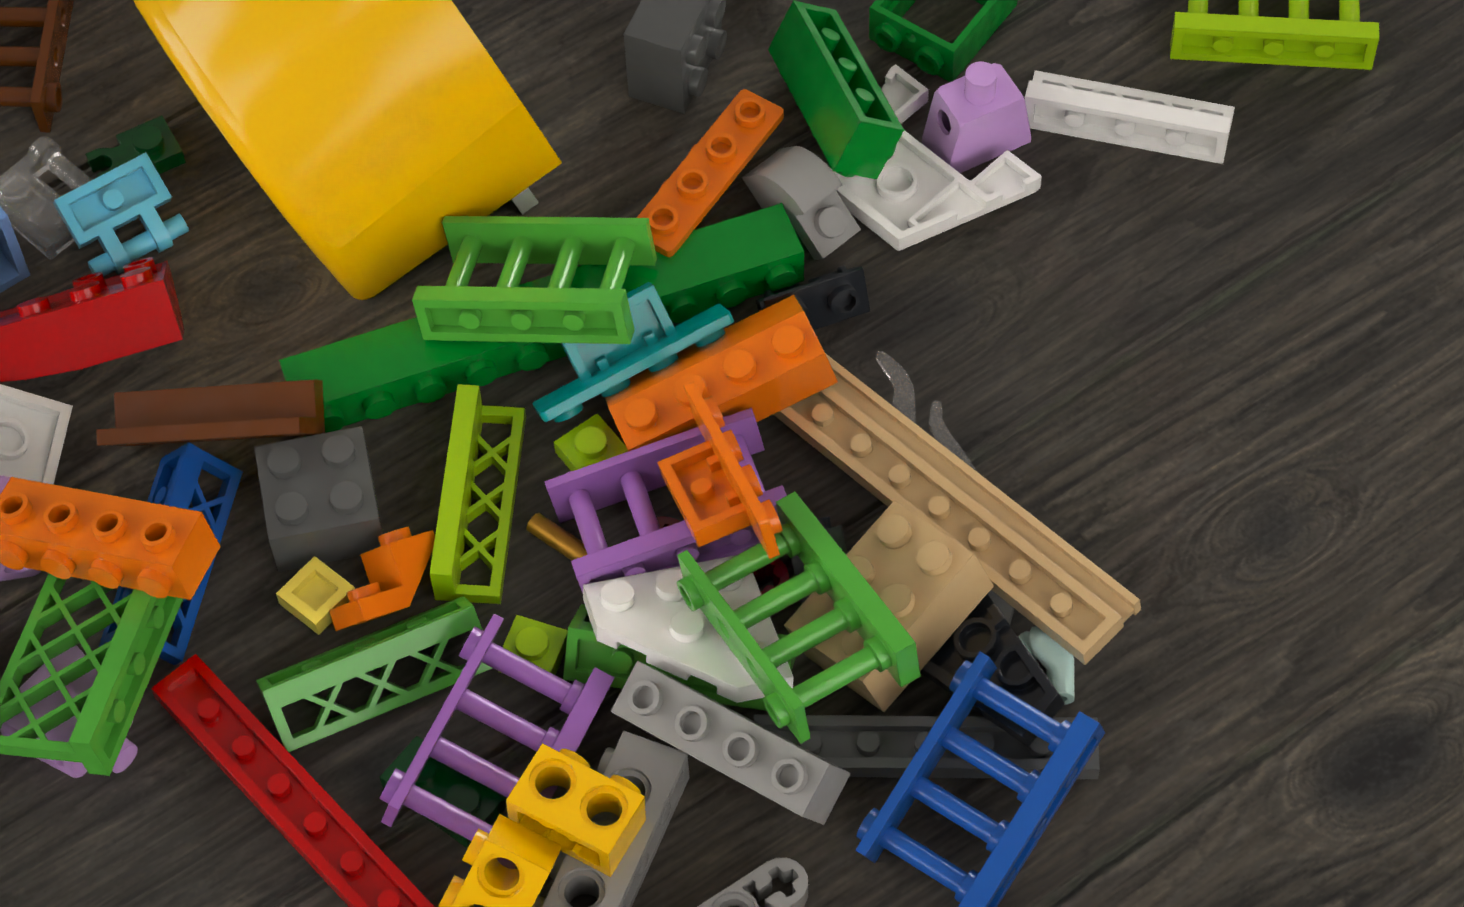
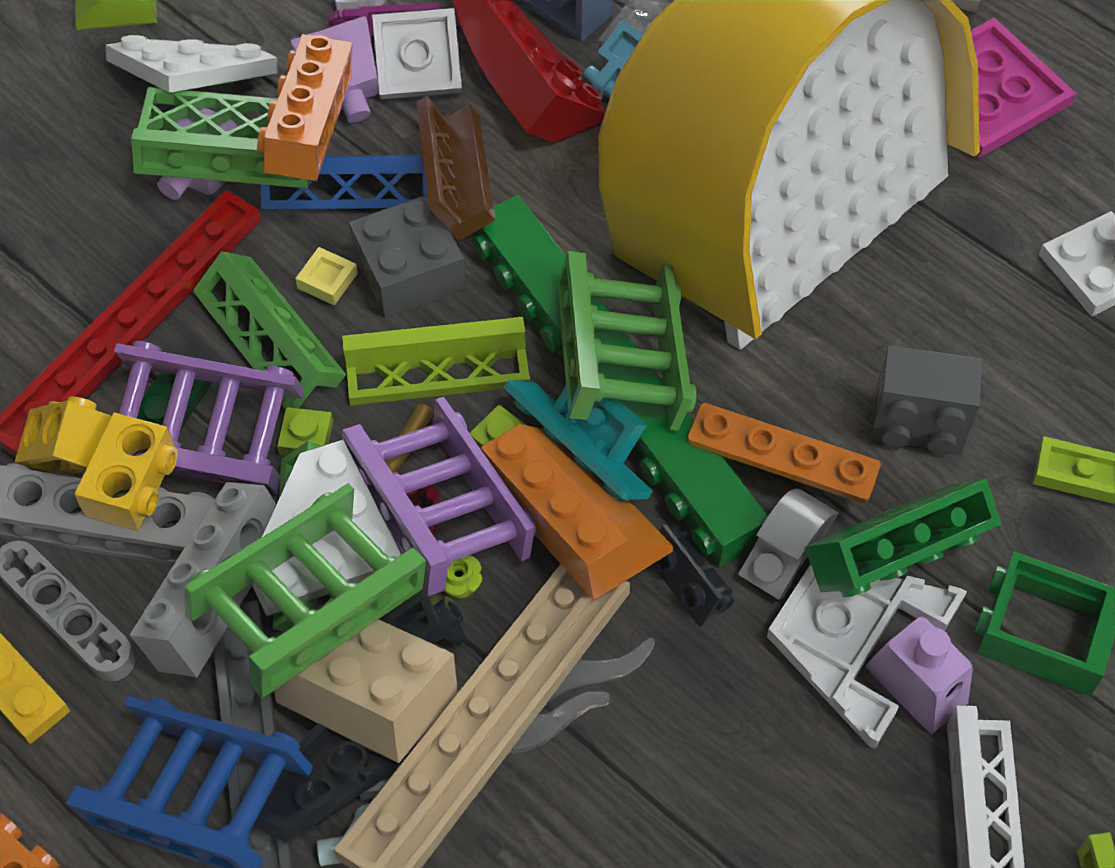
camera: 75 degrees right, 0 degrees up
(393, 577) = (357, 318): orange slope -> none
(712, 486) = (430, 500): orange bracket -> none

